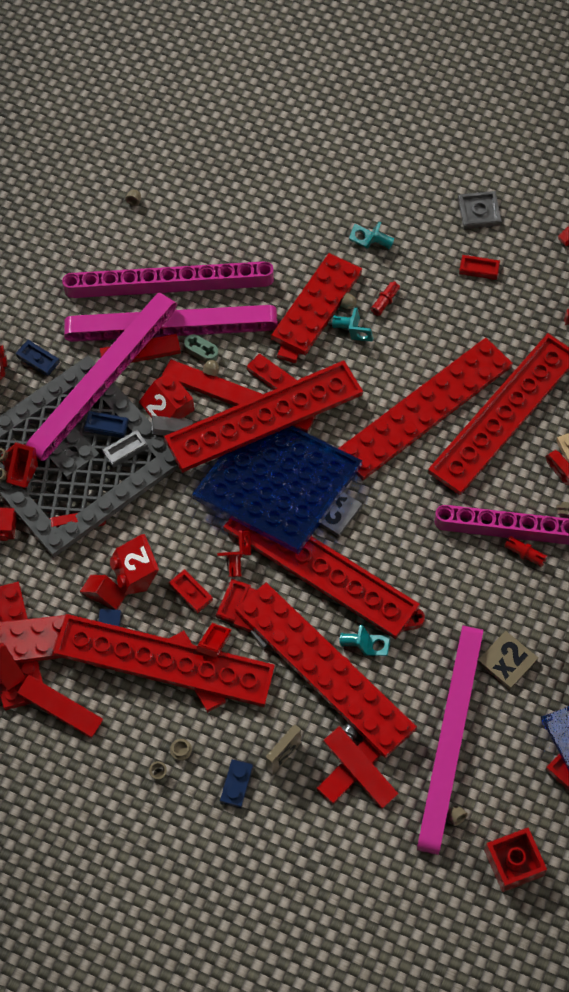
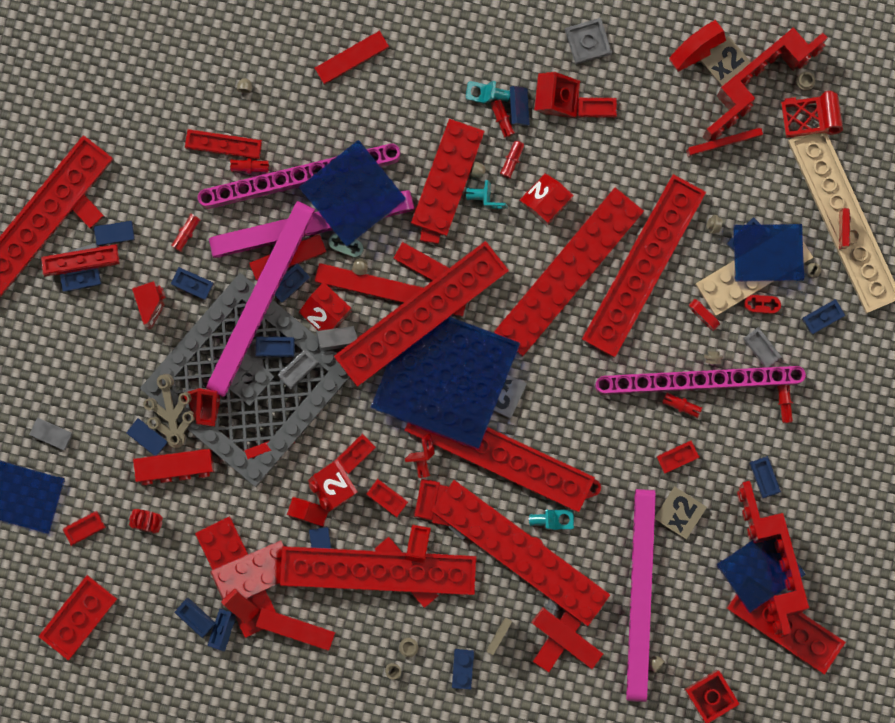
camera: 10 degrees left, 20 degrees up
(43, 313) = (185, 232): none -> red pin
(101, 244) = (223, 144): none -> red tile
(119, 264) = (249, 165): none -> red pin
(137, 372) = (291, 283): none -> dark blue plate
(168, 541) = (355, 453): none -> red plate
(217, 297) = (352, 193): none -> clear blue plate
(243, 190) = (351, 57): none -> red tile
(382, 261) = (502, 118): none -> red axle
(401, 252) = (519, 106): none -> dark blue tile
(415, 338) = (546, 199): none -> red slope
(440, 247) = (557, 95): none -> red slope
(513, 601) = (677, 457): none -> red plate

